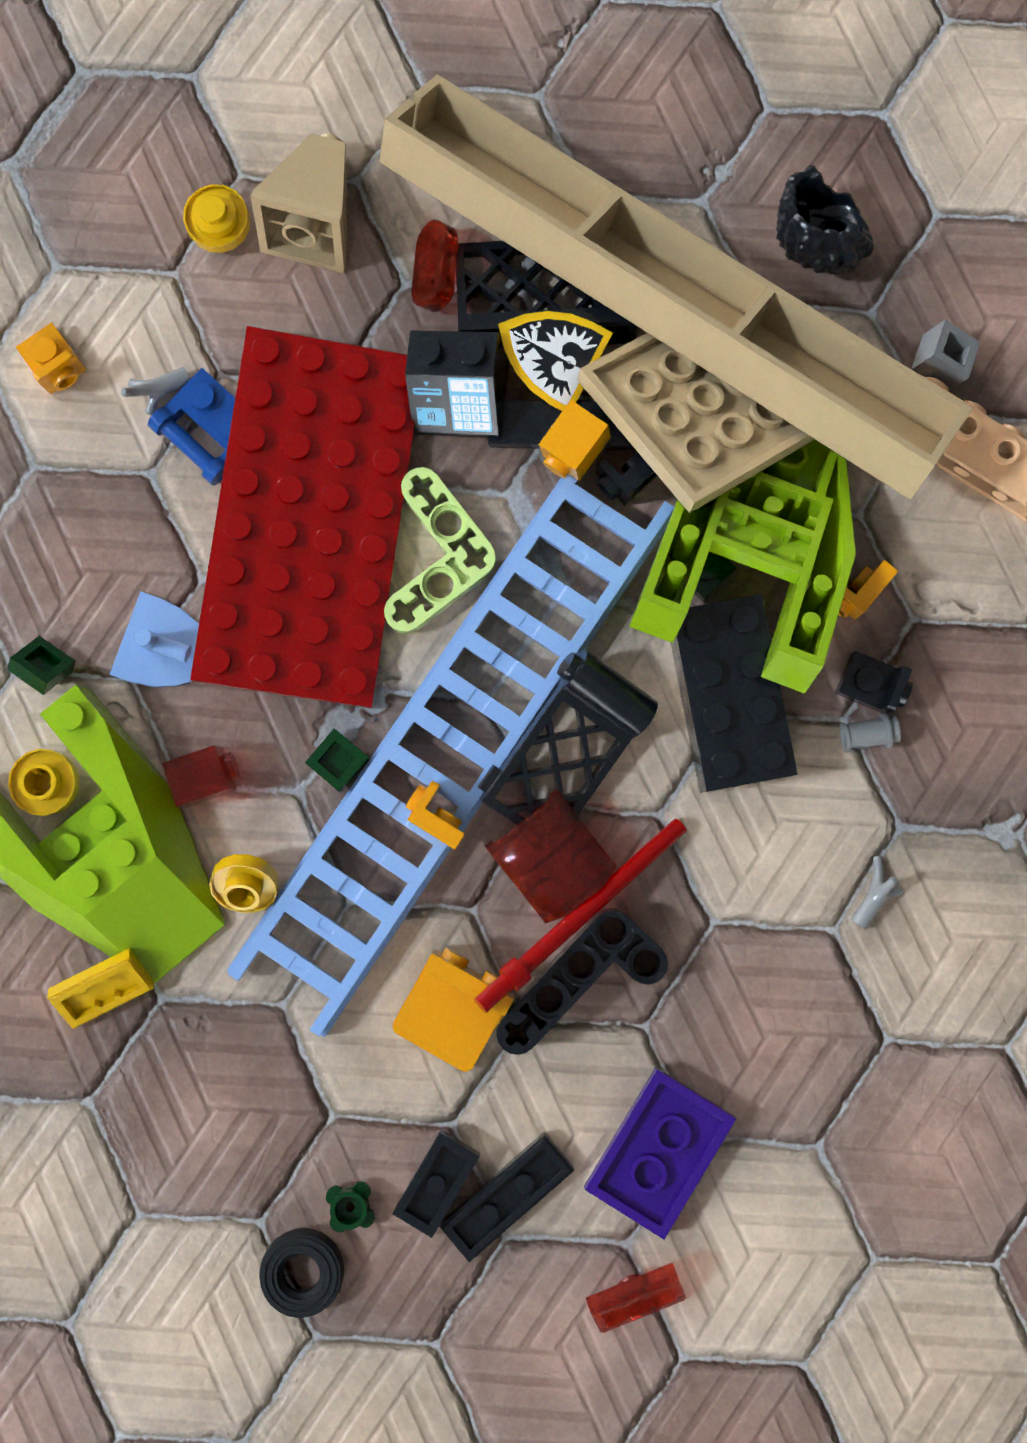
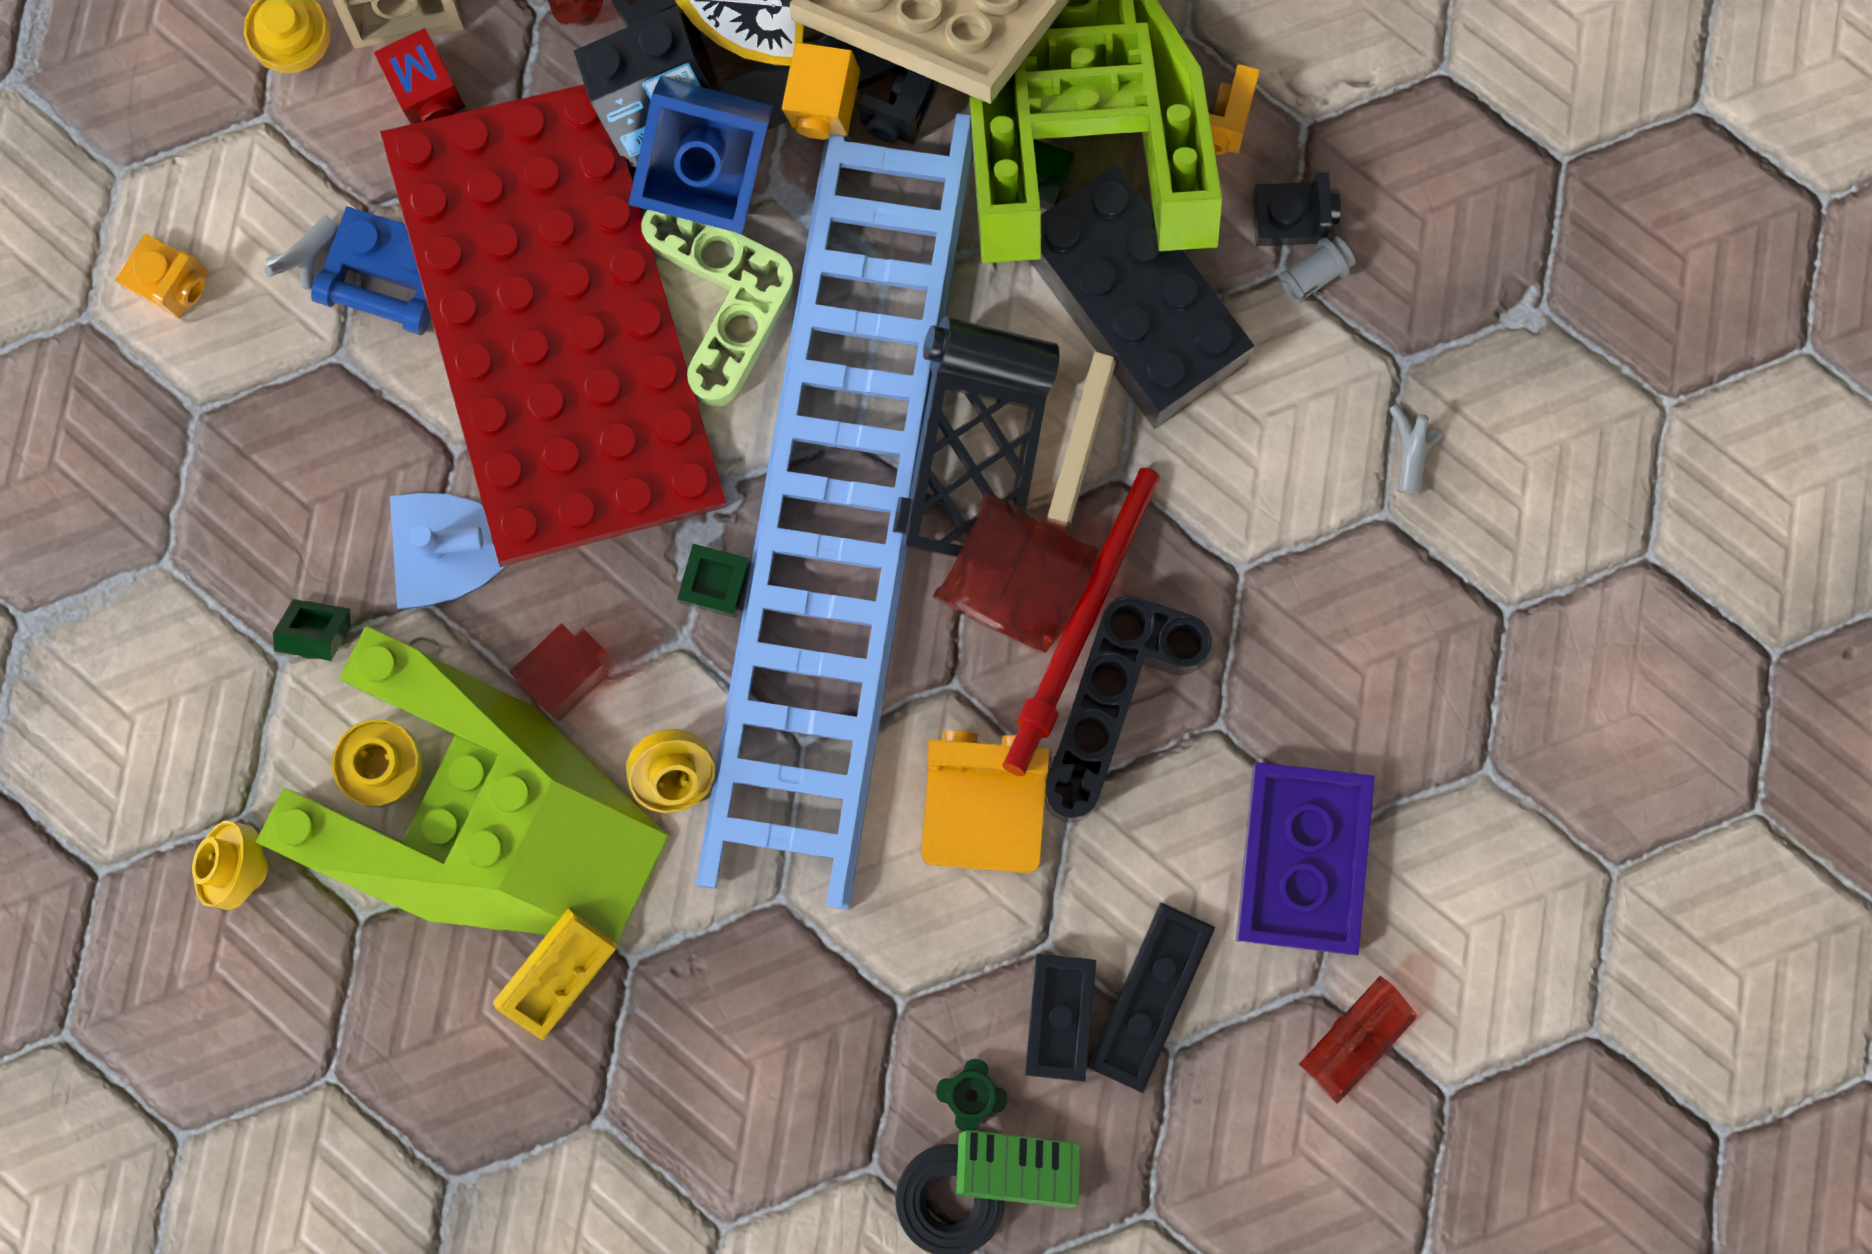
camera: 20 degrees left, 5 degrees down
(294, 298) = (419, 78): none -> red brick
(356, 1277) = (1018, 1169): none -> bright green tile
(441, 824) = (868, 593): light orange bracket -> none
(465, 449) = (700, 154): none -> blue brick
(642, 782) = (1081, 442): none -> tan tile

